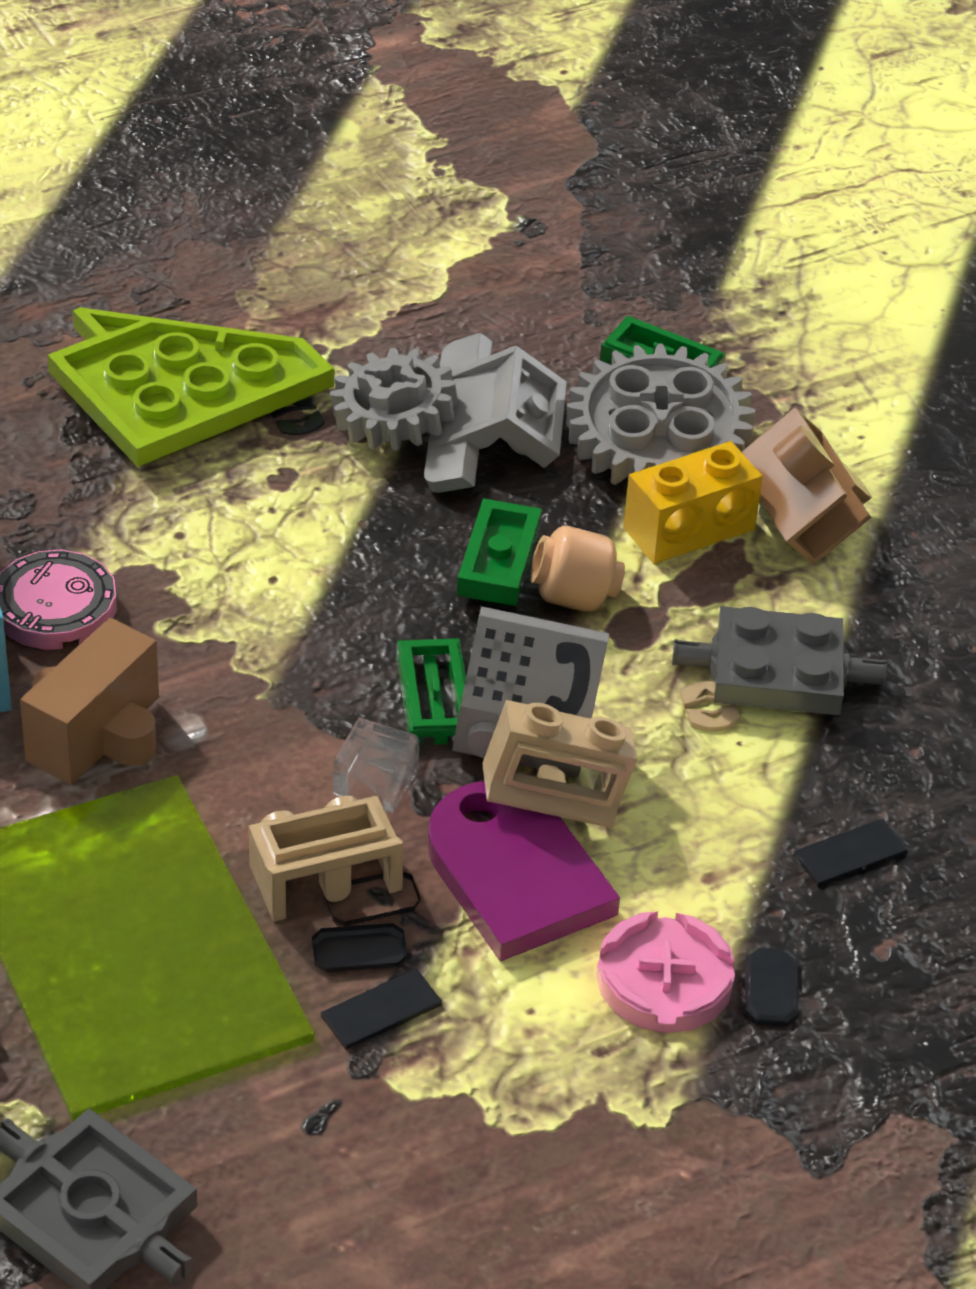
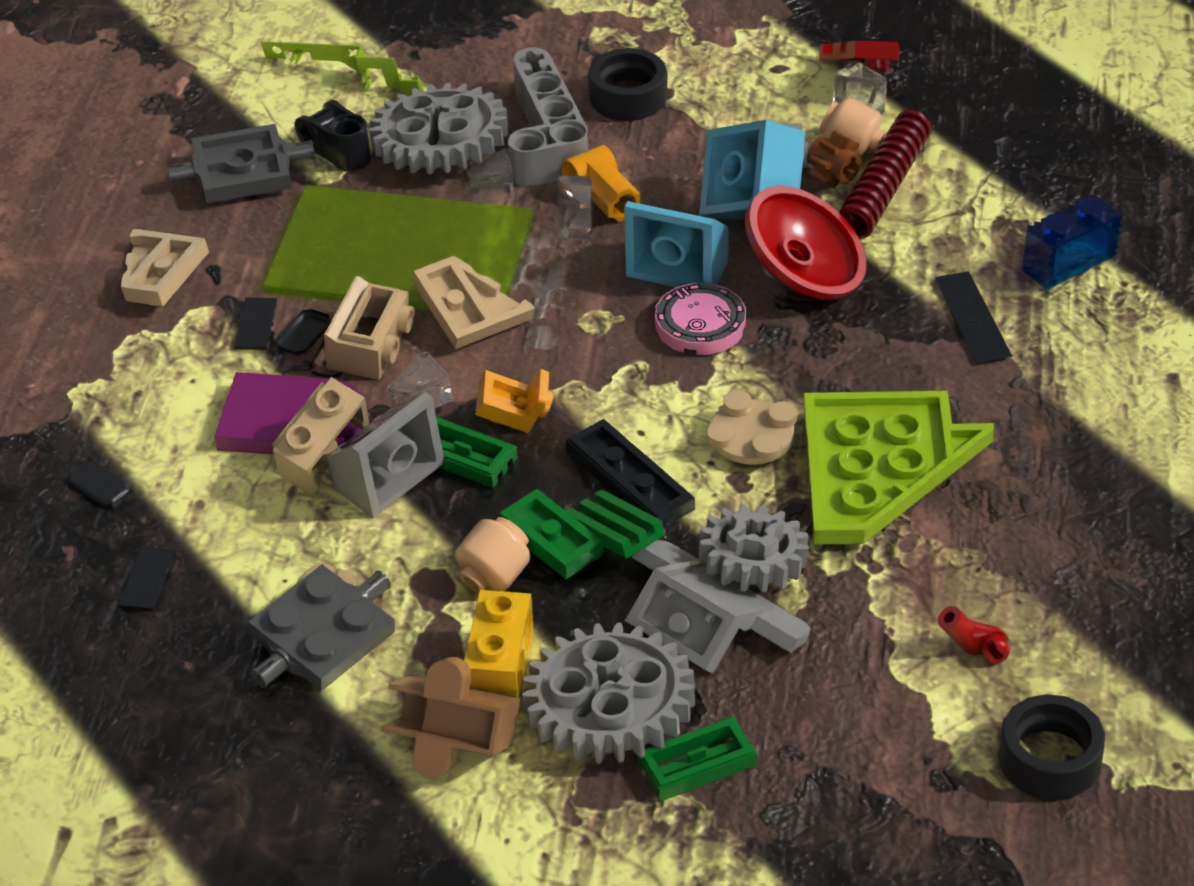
camera: 130 degrees right, 0 degrees up
(94, 704) = (572, 275): medium nougat piece -> none
(207, 785) = (467, 302): none -> tan wing
(213, 478) = (752, 429): none -> tan piece
(329, 664) = (513, 402): none -> light orange bracket
(351, 550) = (629, 472): none -> black tile
(368, 244) = (974, 636): none -> red arm
(379, 1156) = (159, 265): none -> tan wing
(453, 185) = (1056, 715): none -> black tyre
(459, 469) = (621, 519): none -> green tile
(665, 972) = (153, 440): bright pink tile -> none

